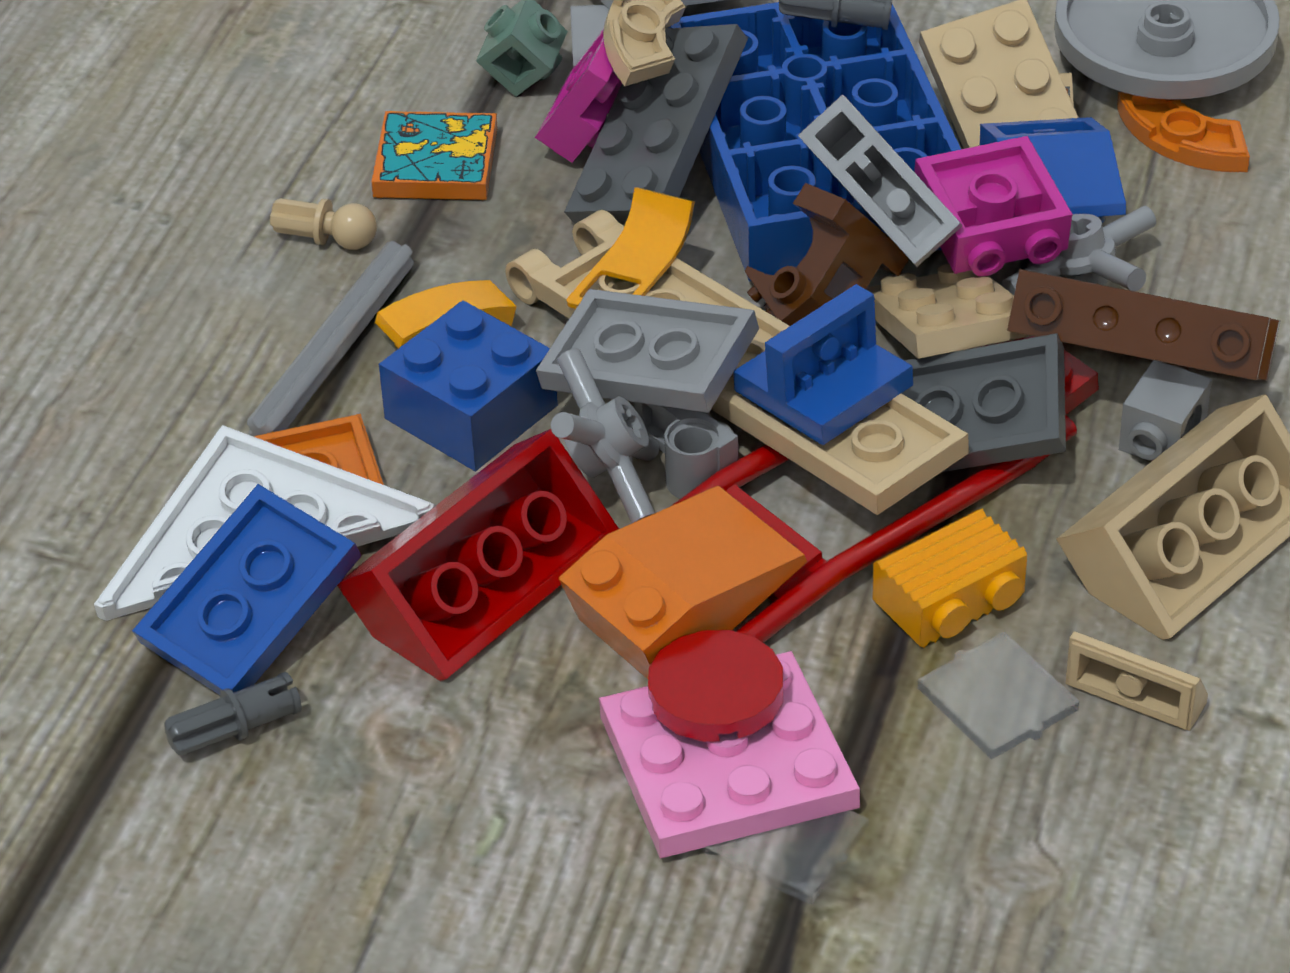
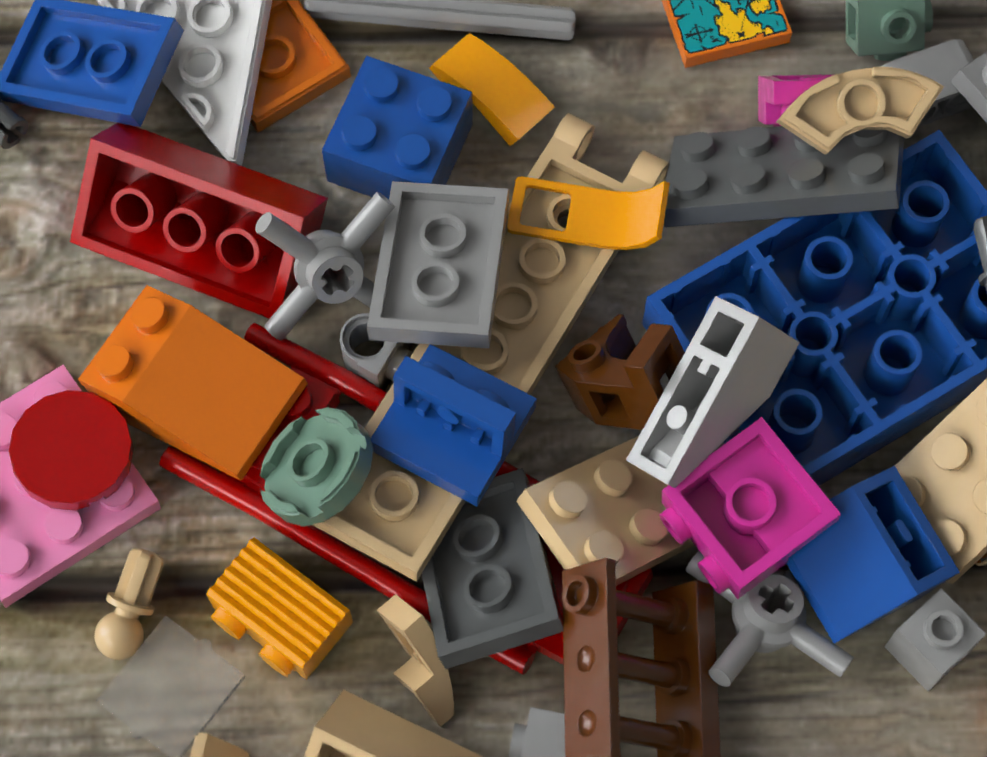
camera: 70 degrees right, 25 degrees up
(828, 478) = (316, 467): none -> sand green tile
(921, 719) = (120, 632): none -> tan axle
(1032, 486) = (424, 671): none -> tan slope
(1147, 161) = (934, 639): none -> light grey brick

